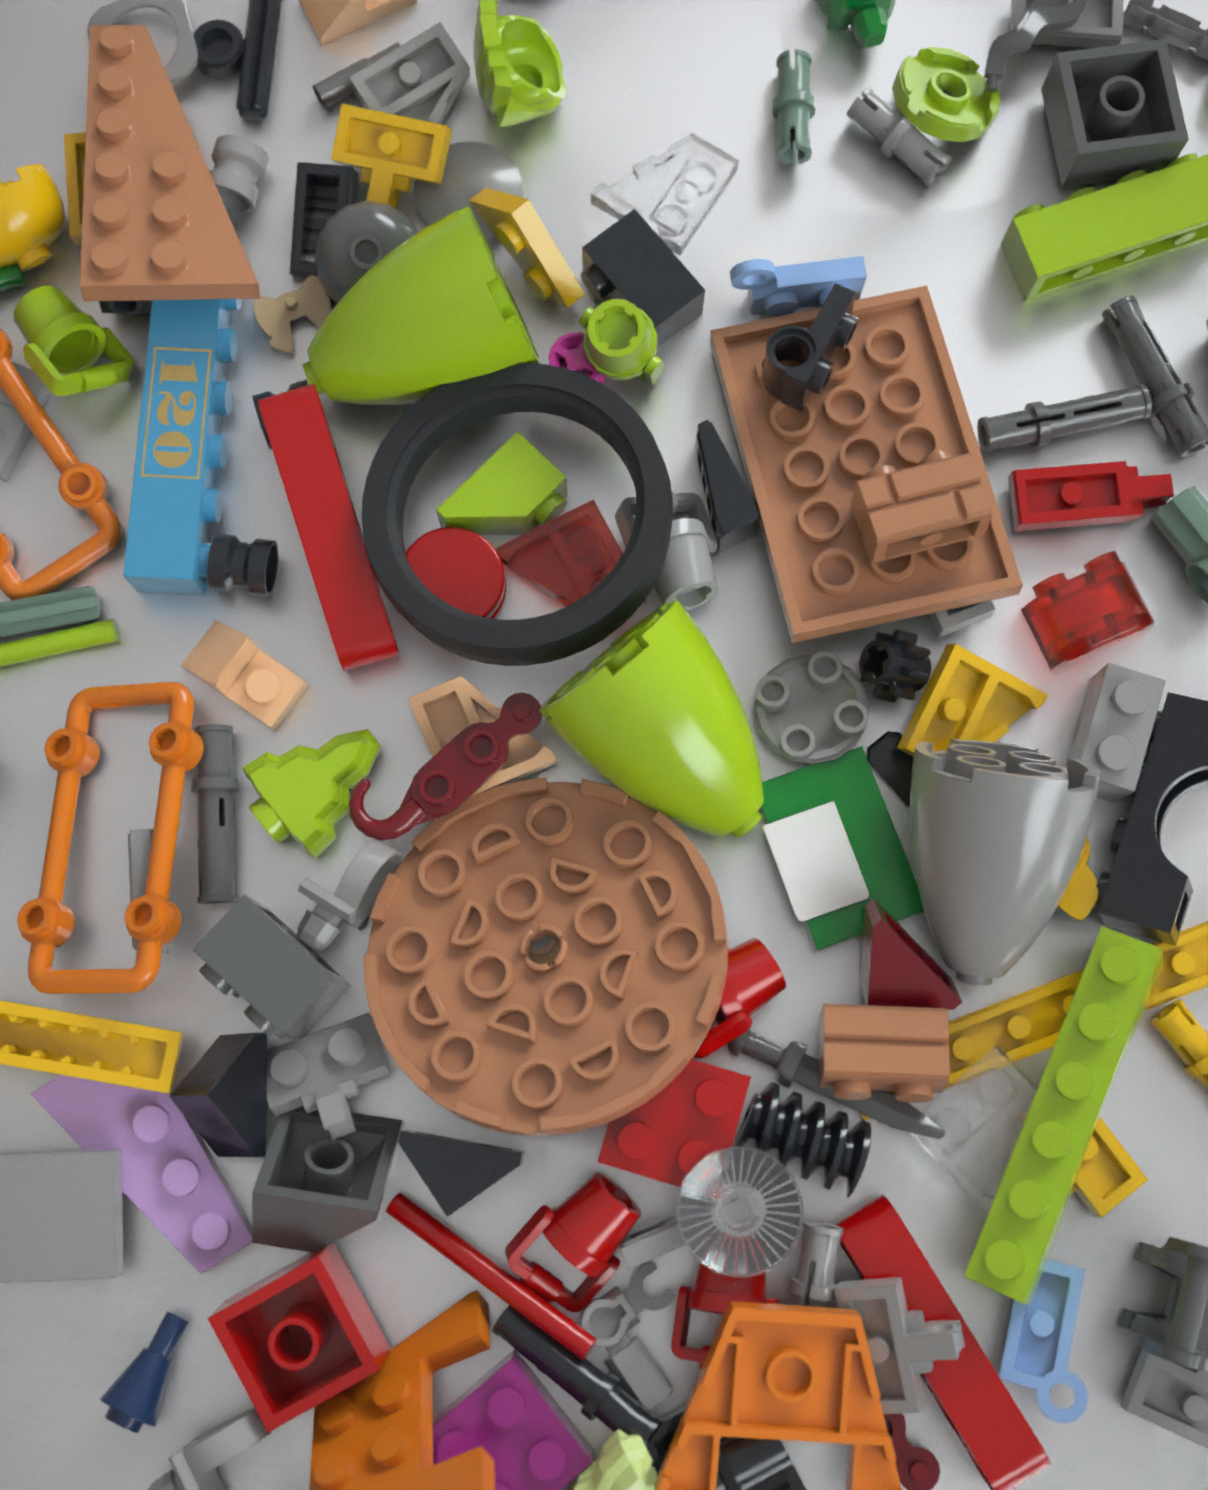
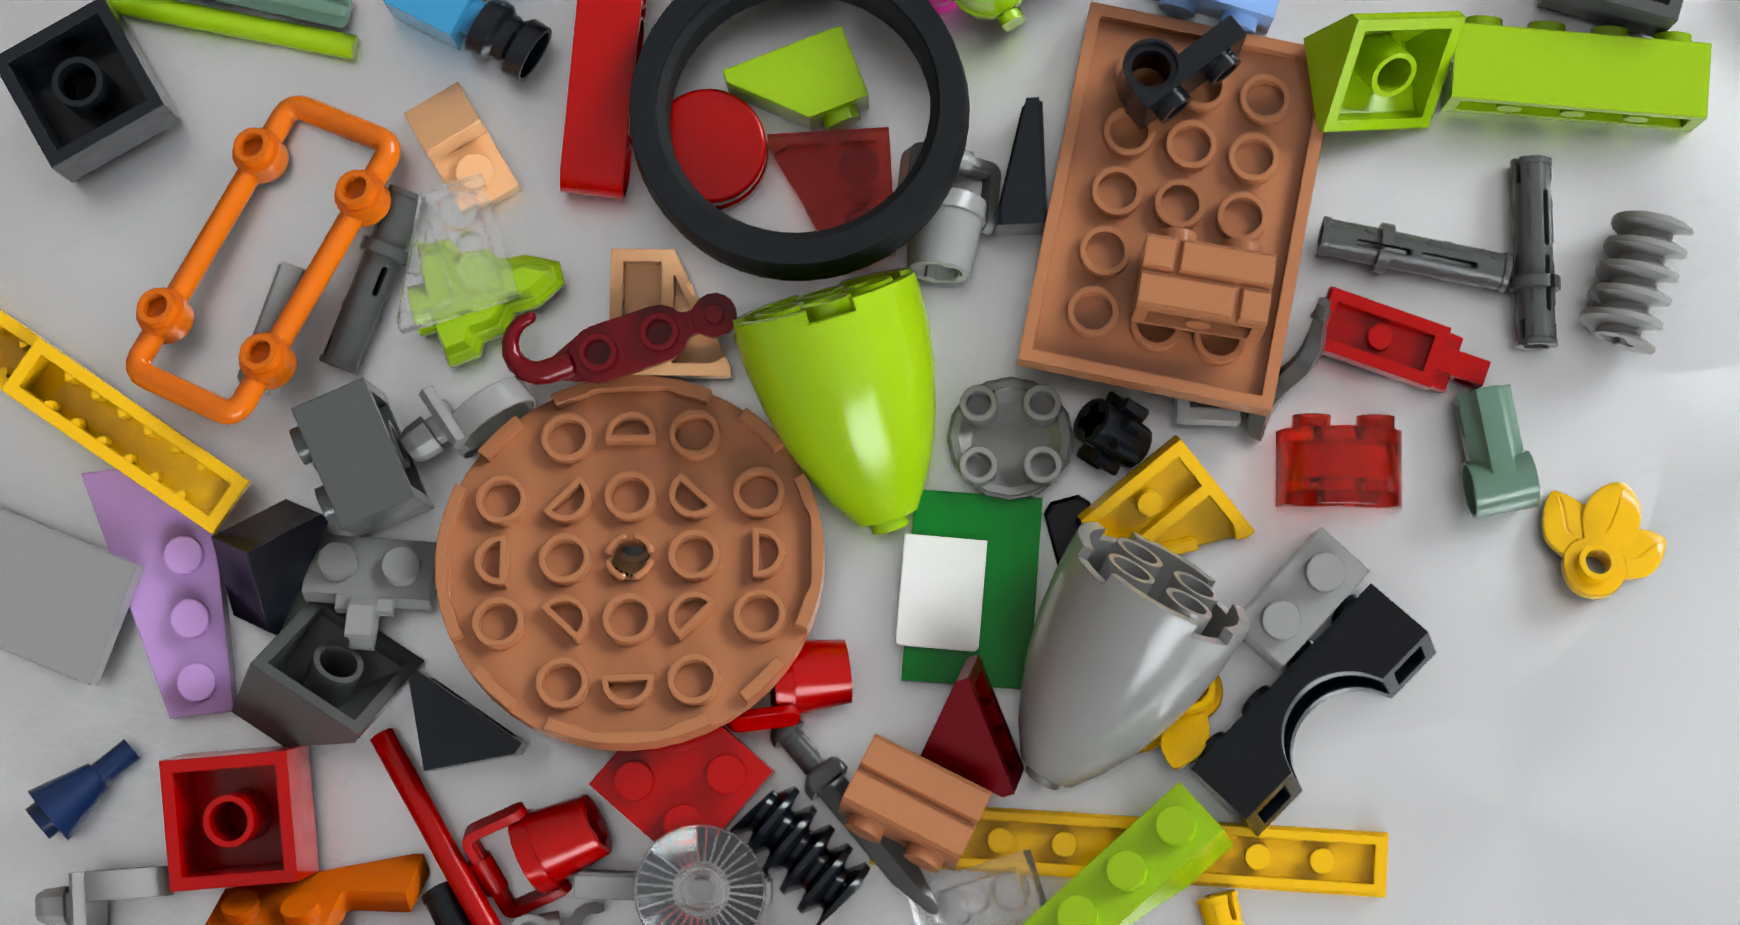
camera: 30 degrees right, 5 degrees up
(277, 761) = (454, 257): none -> clear wing
(969, 278) = (1381, 69): none -> lime slope
(1020, 544) = (1297, 366): none -> dark grey hair

